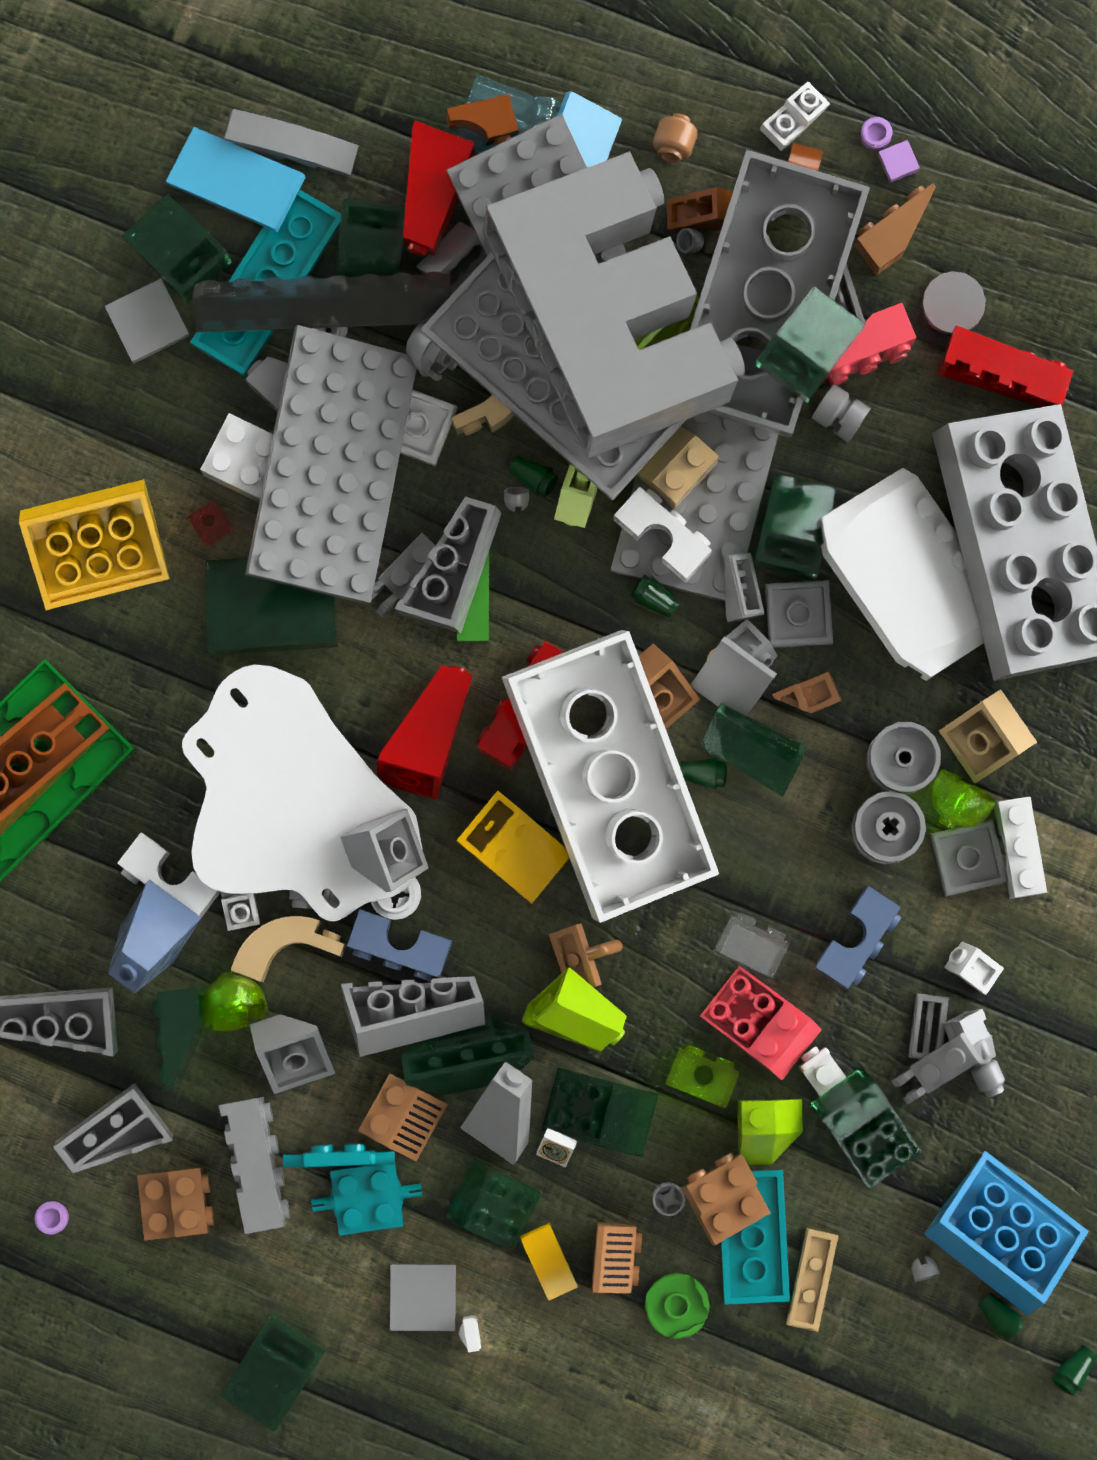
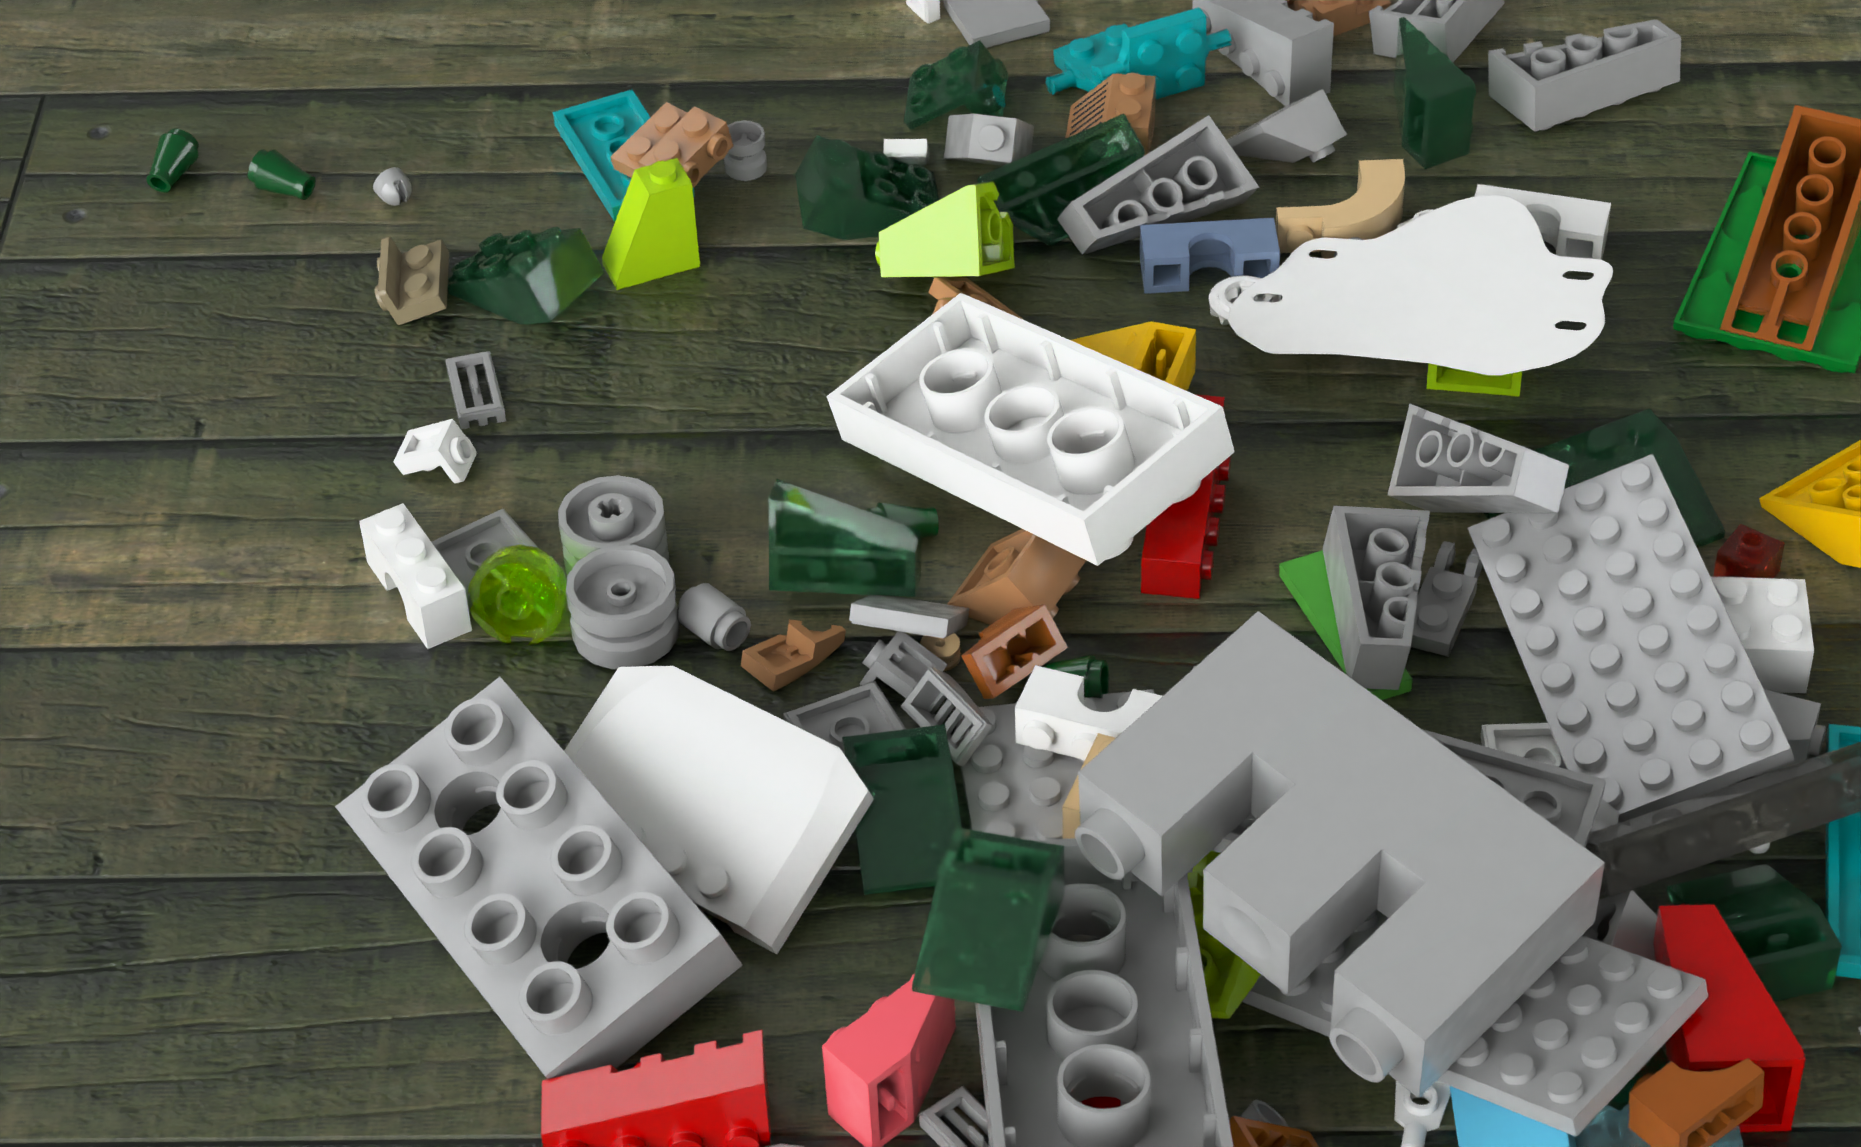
camera: 160 degrees right, 40 degrees down
(151, 937) = (1518, 121): sand blue slope -> none
(232, 1002) = (1380, 134): clear neon green cylinder -> none
(353, 623) = (1471, 471): none -> light grey wedge
(386, 850) = (1279, 290): light grey slope -> none
(423, 742) = (1295, 429): red slope -> none
(548, 1261) = (866, 71): yellow slope -> none
(615, 1258) = (786, 79): medium nougat slope -> none
(677, 1305) = (691, 84): bright green tile -> none
(682, 1076) = (754, 254): clear neon green brick -> none
(683, 622) = (1013, 648): none -> dark orange arch
(752, 946) = (749, 381): clear brick -> none
(761, 1022) = (701, 321): coral slope -> none
(812, 1279) = (533, 149): tan tile -> none
(821, 1070) = (602, 311): white bracket -> none
(841, 413) = (884, 964): light grey wheel -> none
(848, 737) = (713, 617): none -> light grey brick
(876, 916) = (613, 406): sand blue arch -> none
(939, 1066) = (449, 335): light grey hinge -> none
(940, 1153) = (412, 281): none -> dark tan bracket
(987, 736) = (479, 659): tan slope -> none
(987, 1072) = (405, 374): light grey piece -> none
(1007, 1234) = (298, 234): dark azure slope -> none

